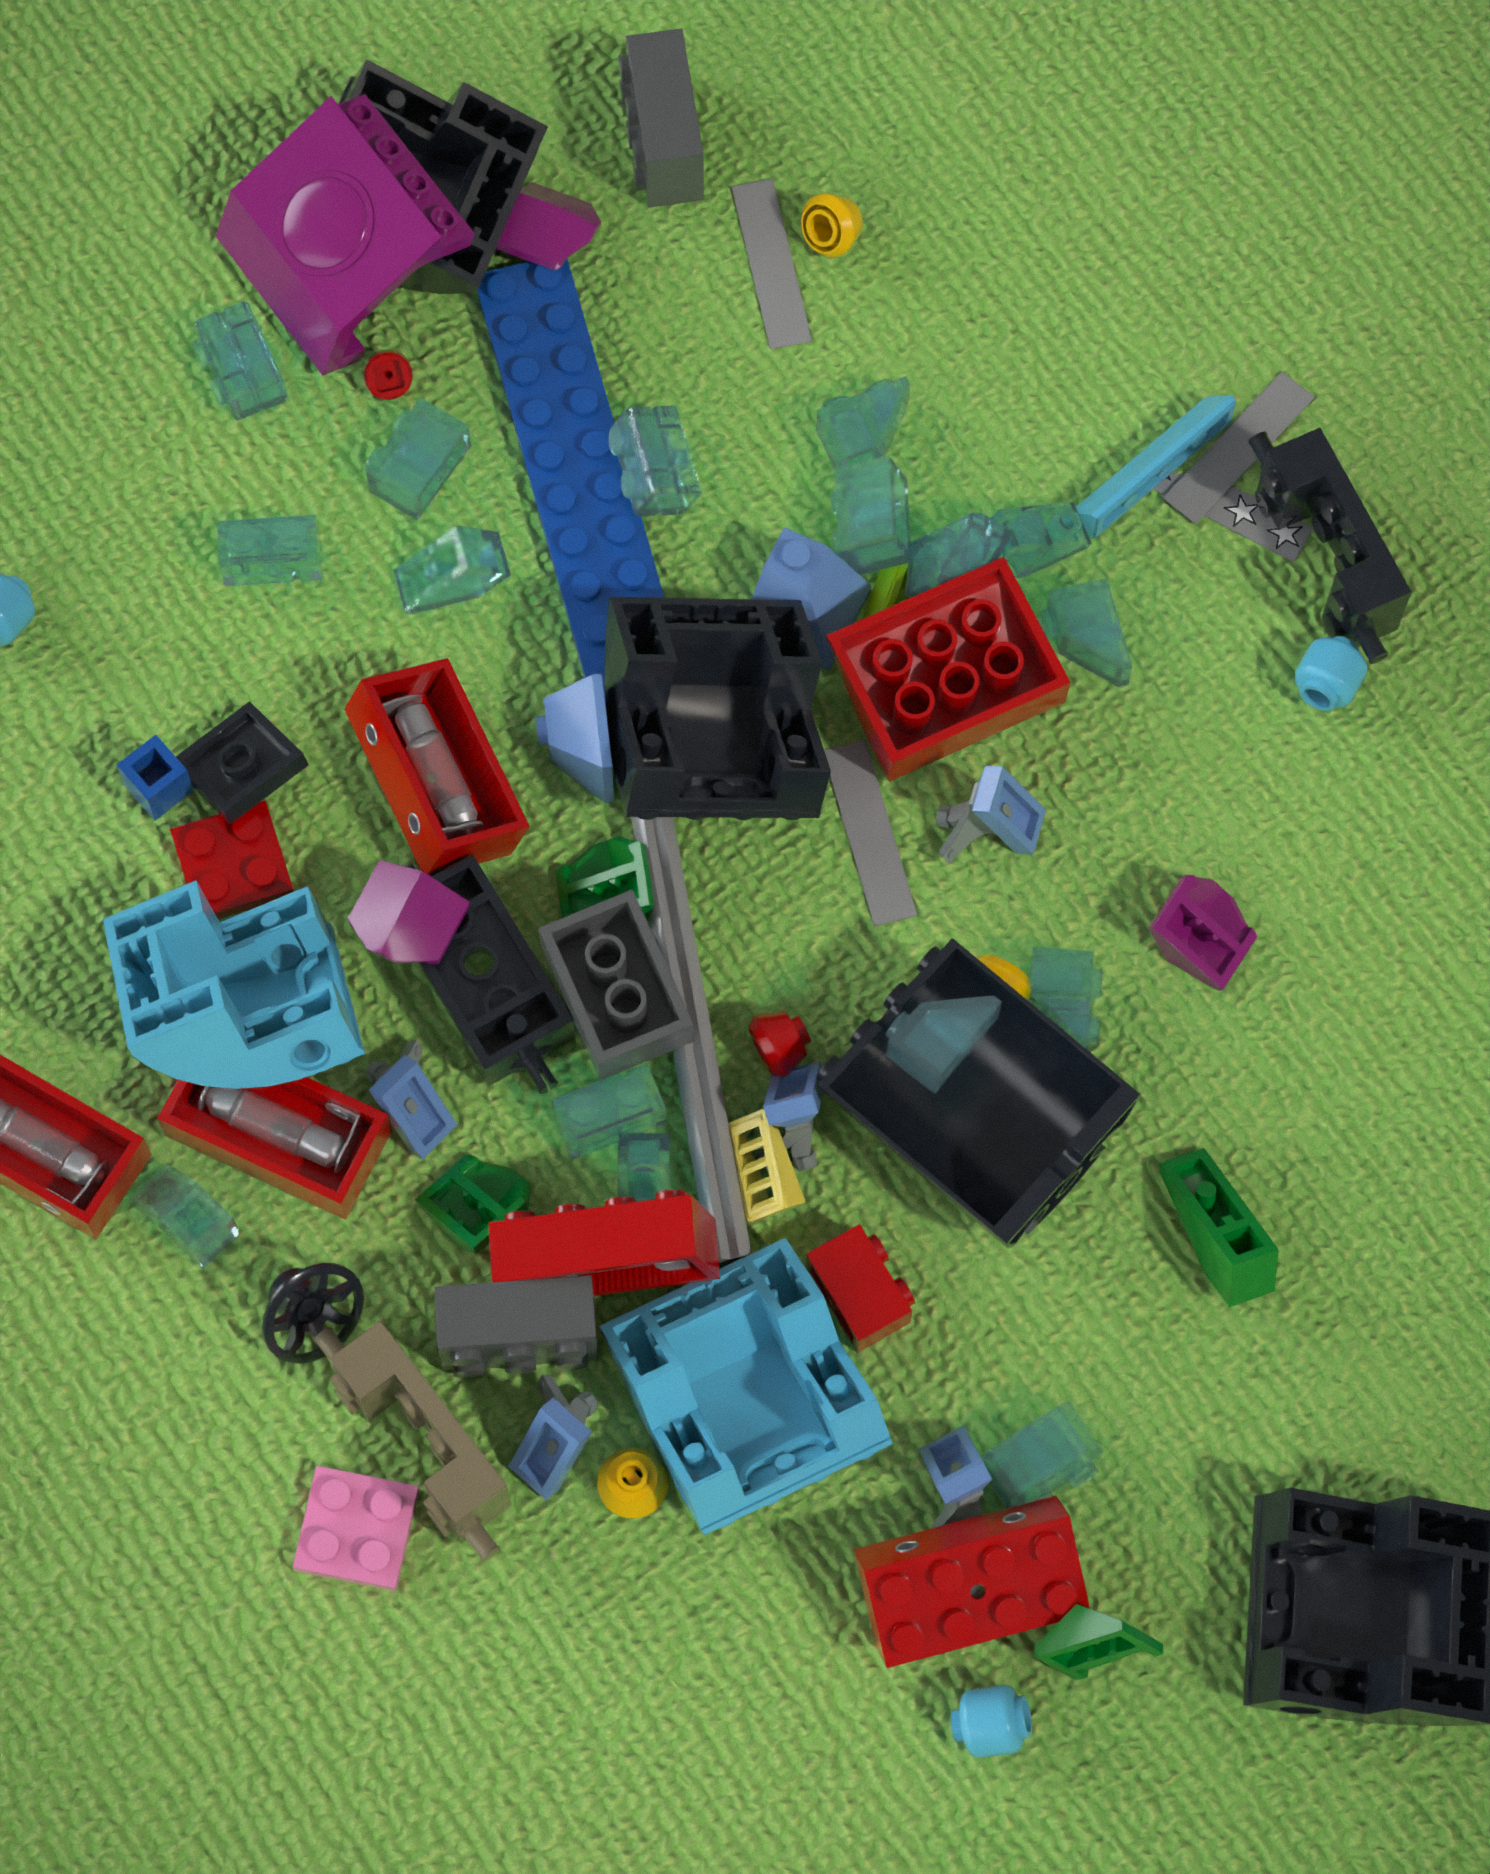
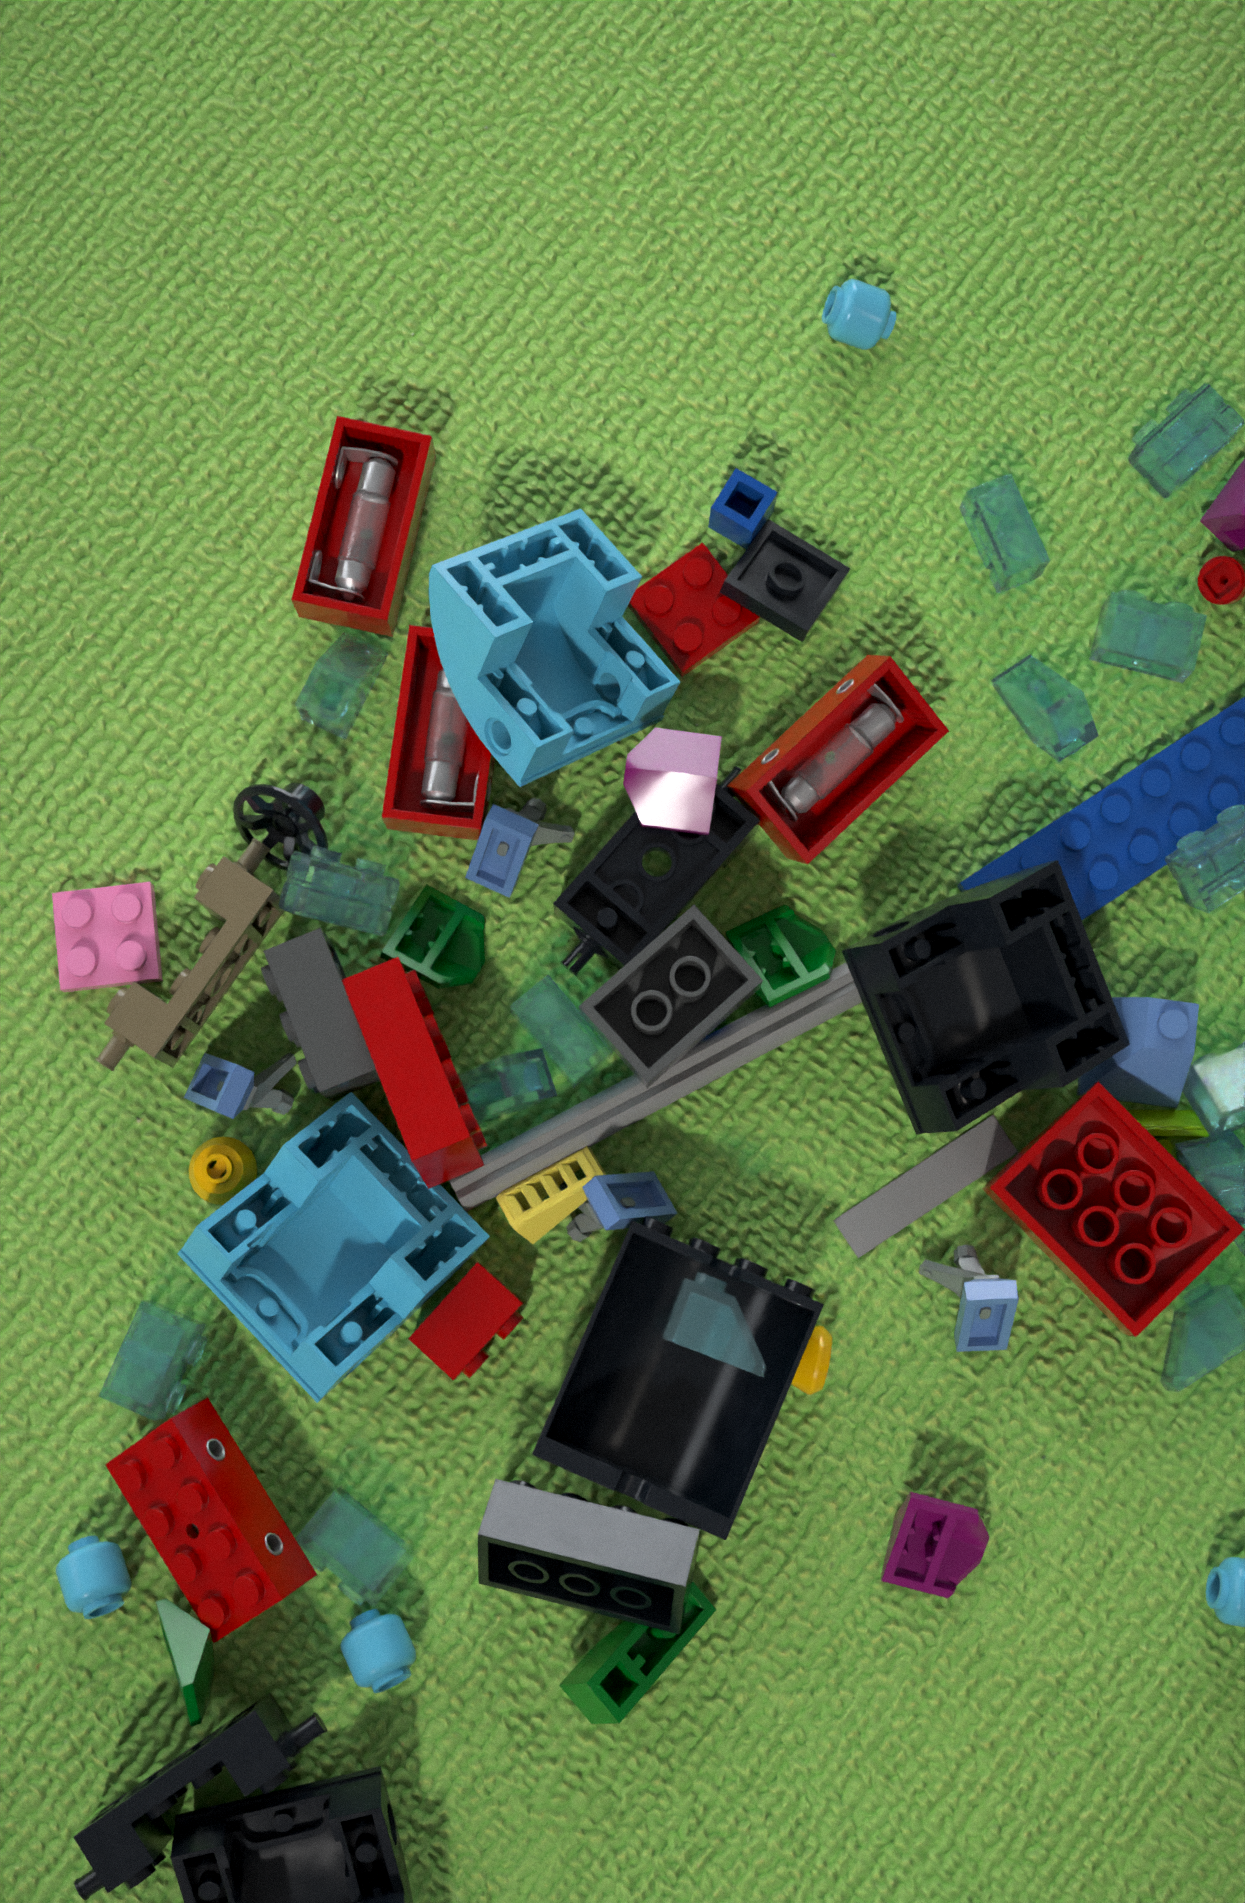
camera: 70 degrees right, 10 degrees up
(398, 1273) = (338, 892): none -> clear light blue brick
(579, 735) = (921, 877): medium blue slope -> none
(779, 1041) = (682, 1168): red cone -> none
(799, 1599) = (154, 1361): none -> clear light blue brick
(957, 1475) = (310, 1470): medium blue piece -> none
(1063, 990) = (817, 1427): clear light blue slope -> none
(1116, 1231) = (587, 1555): none -> brick
(1146, 1467) = (378, 1650): none -> medium azure head
(1192, 1606) = (129, 1833): none -> black brick

